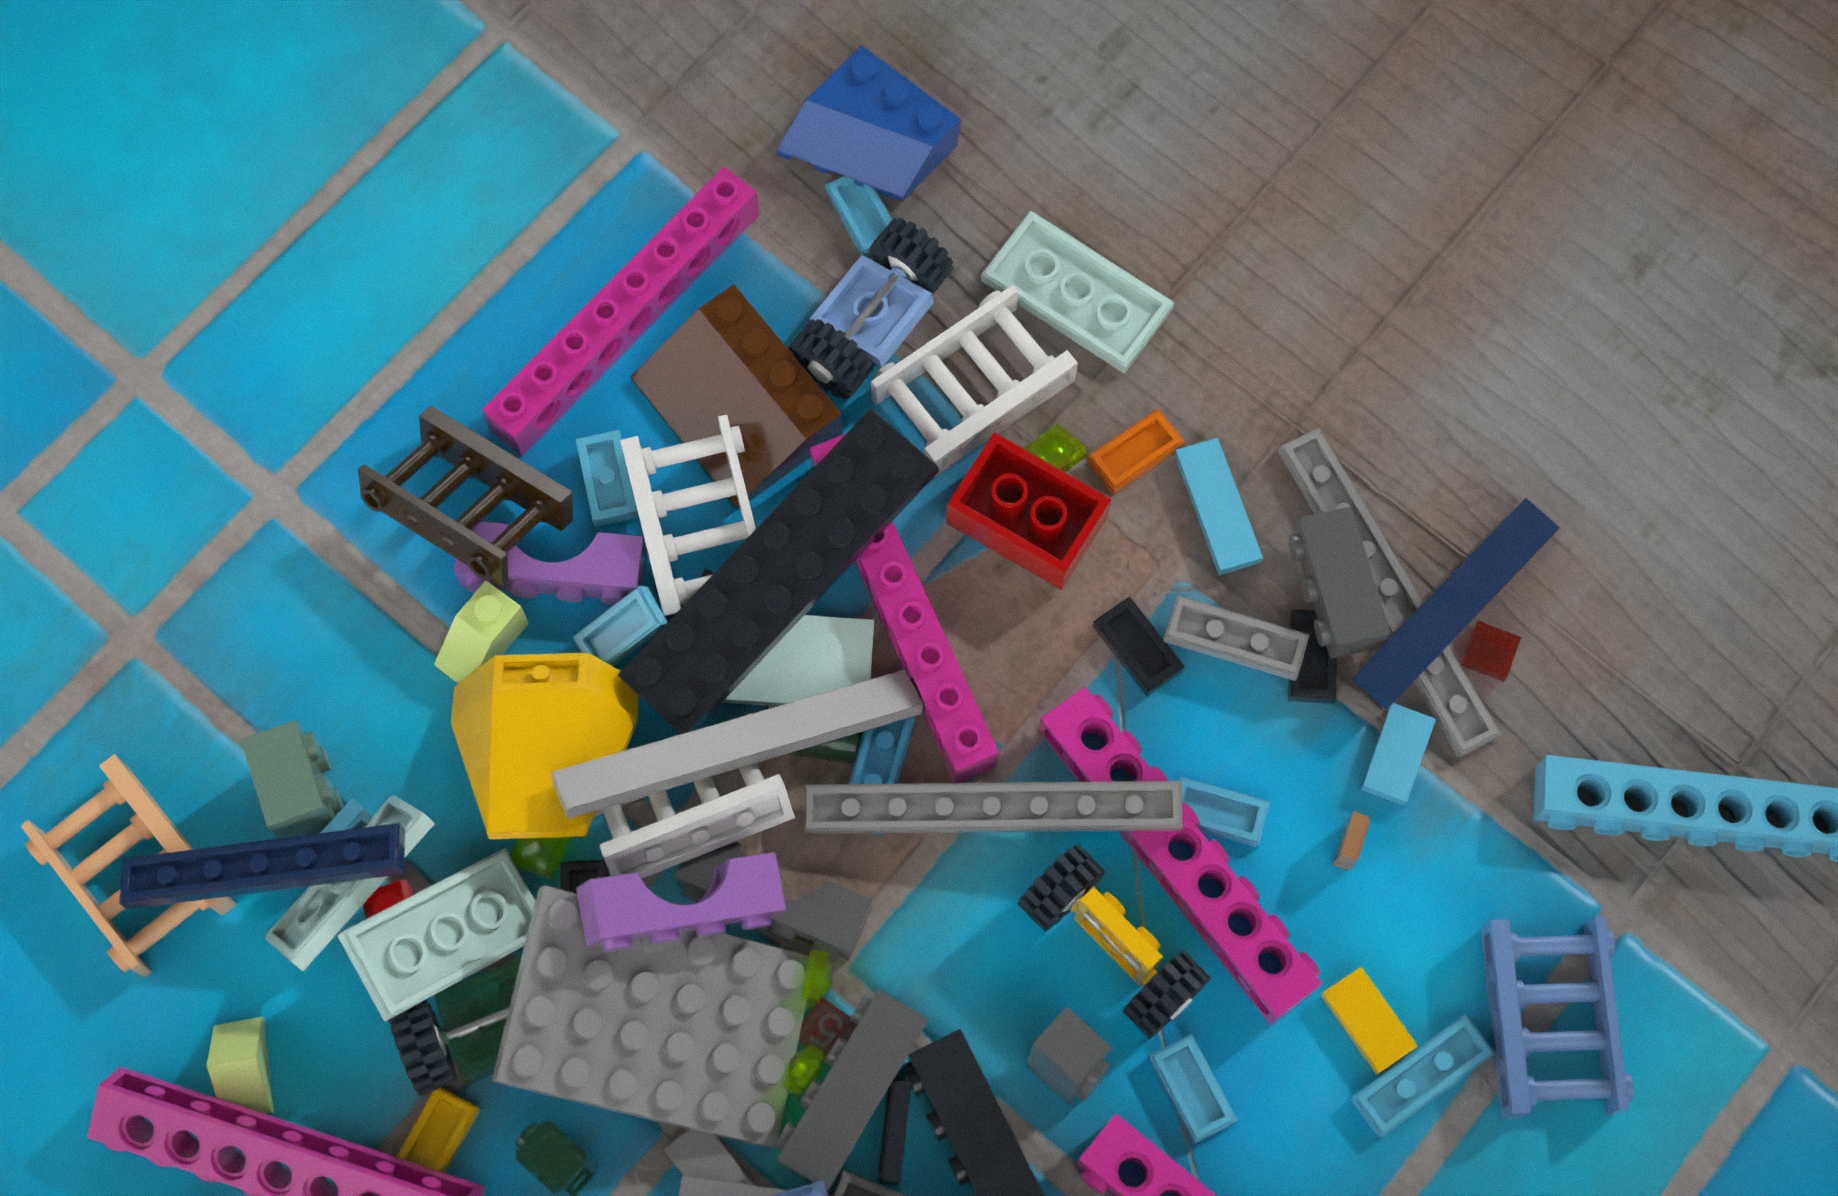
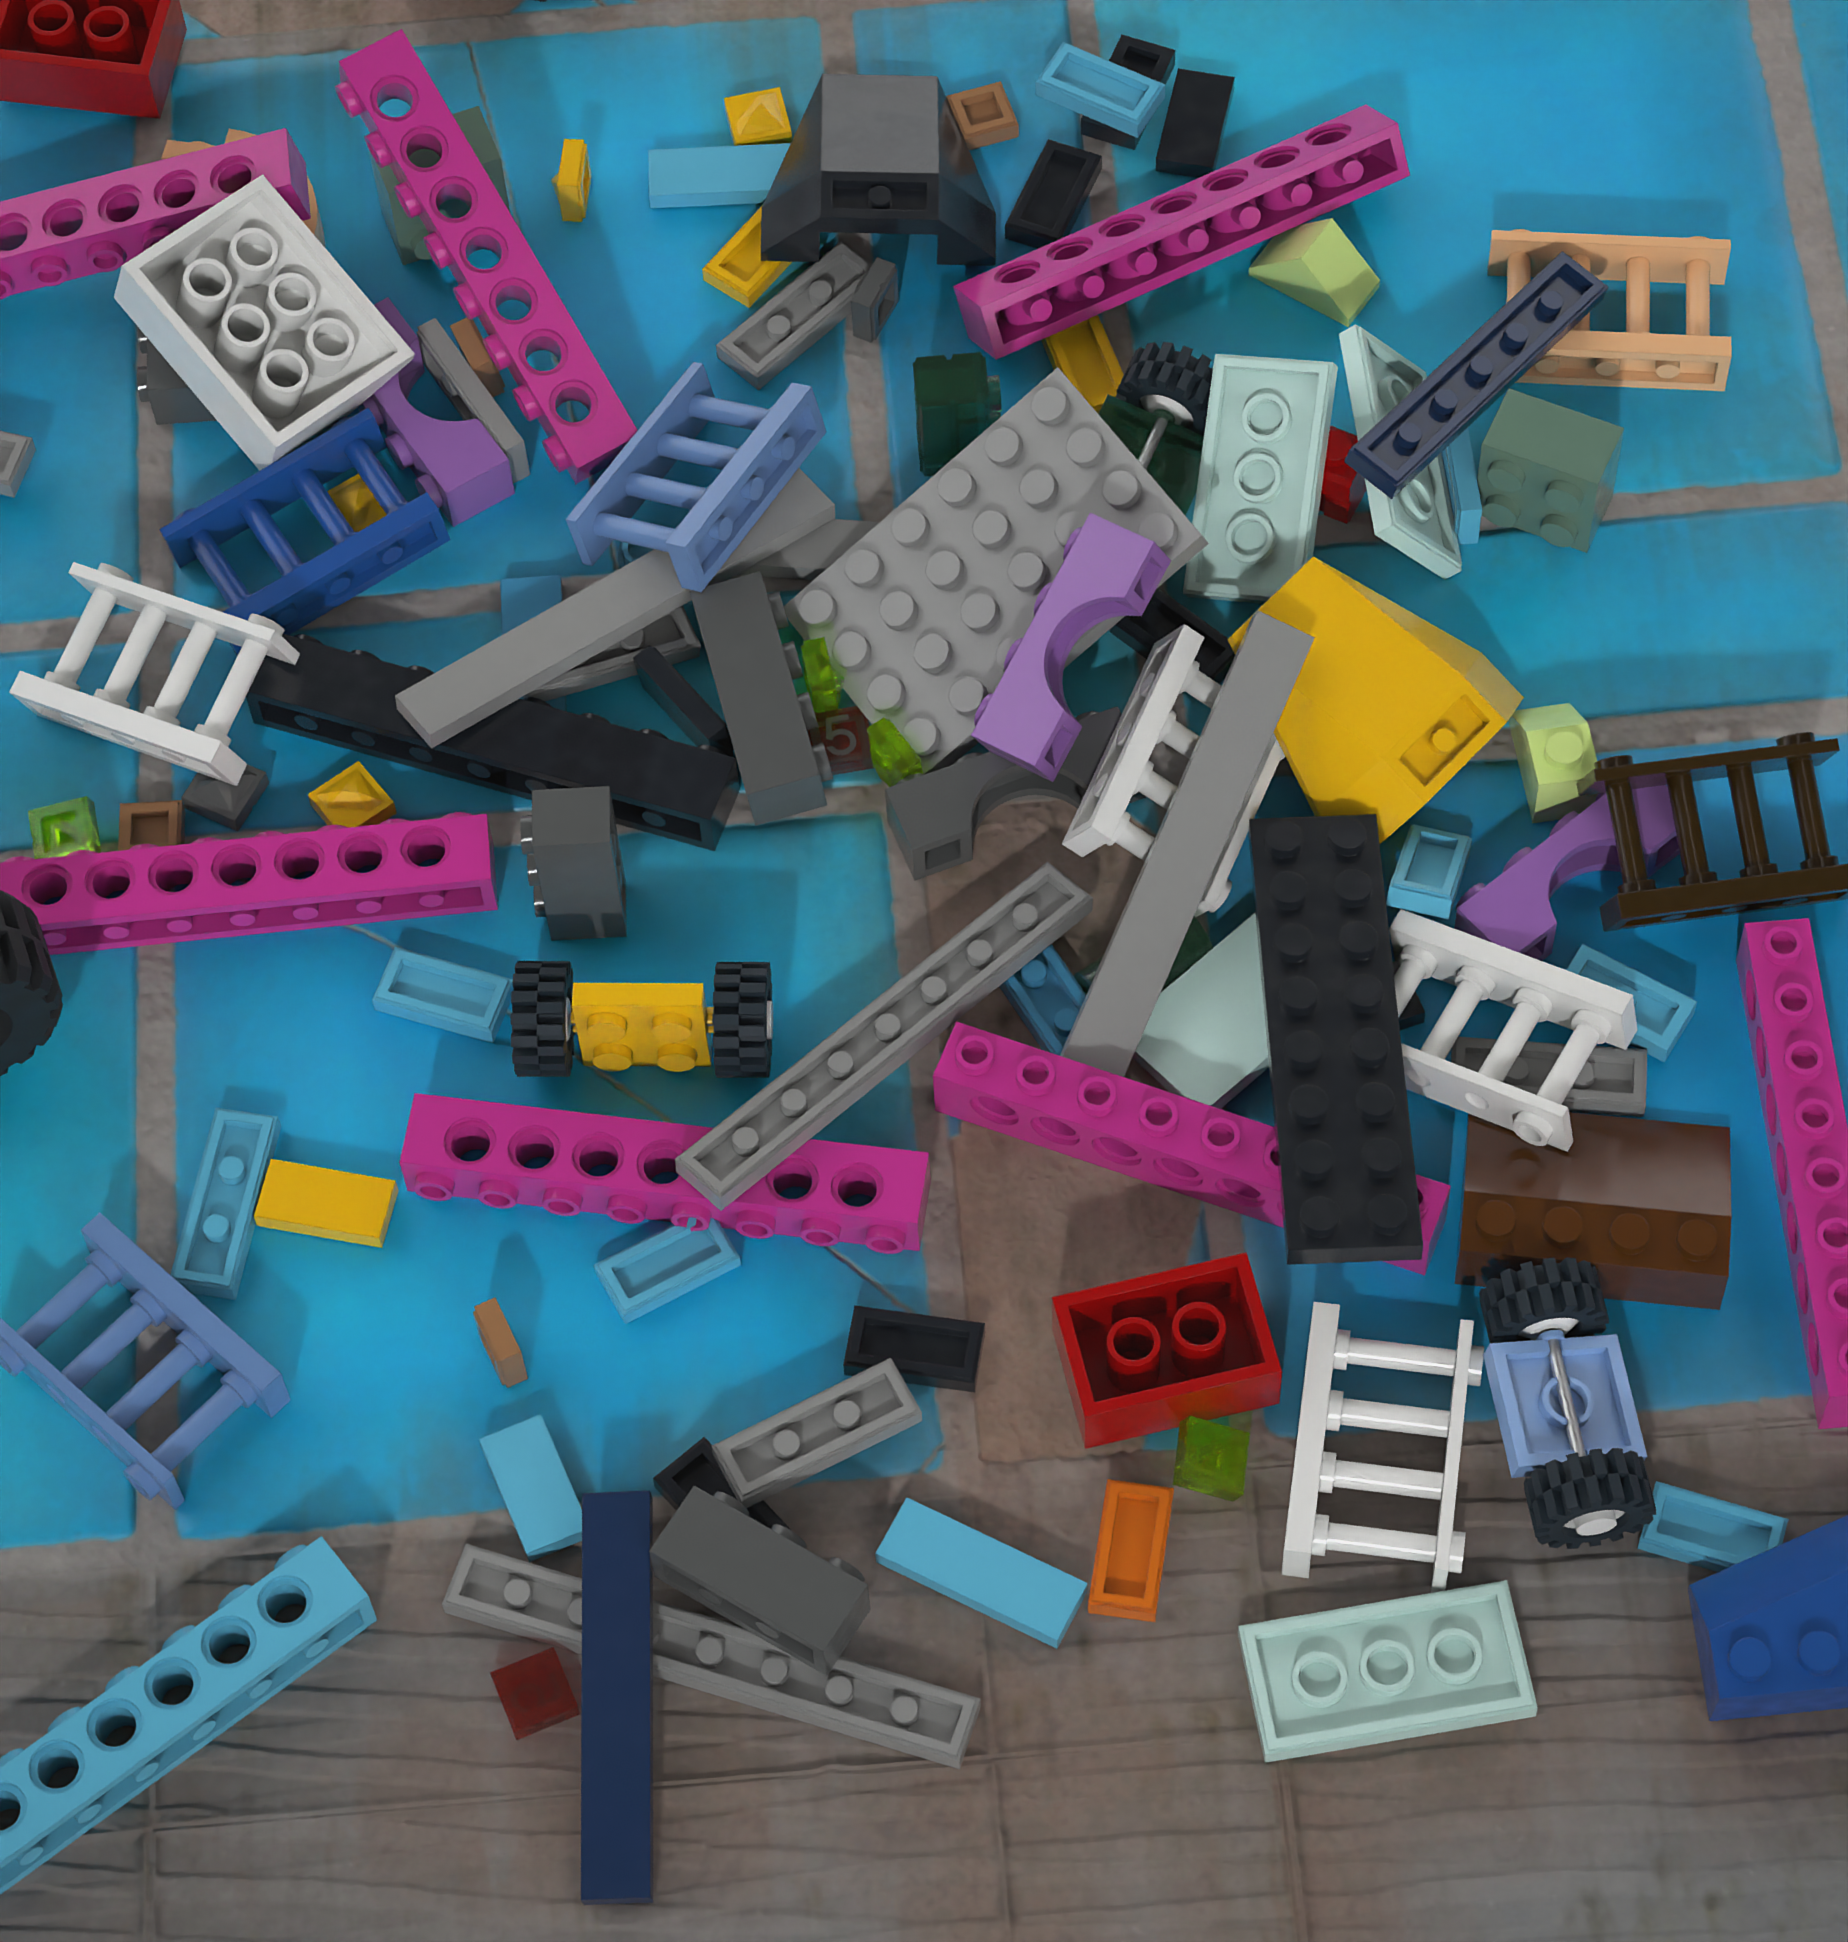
camera: 140 degrees right, 10 degrees down
(684, 476) = (1607, 1085): none -> light grey tile

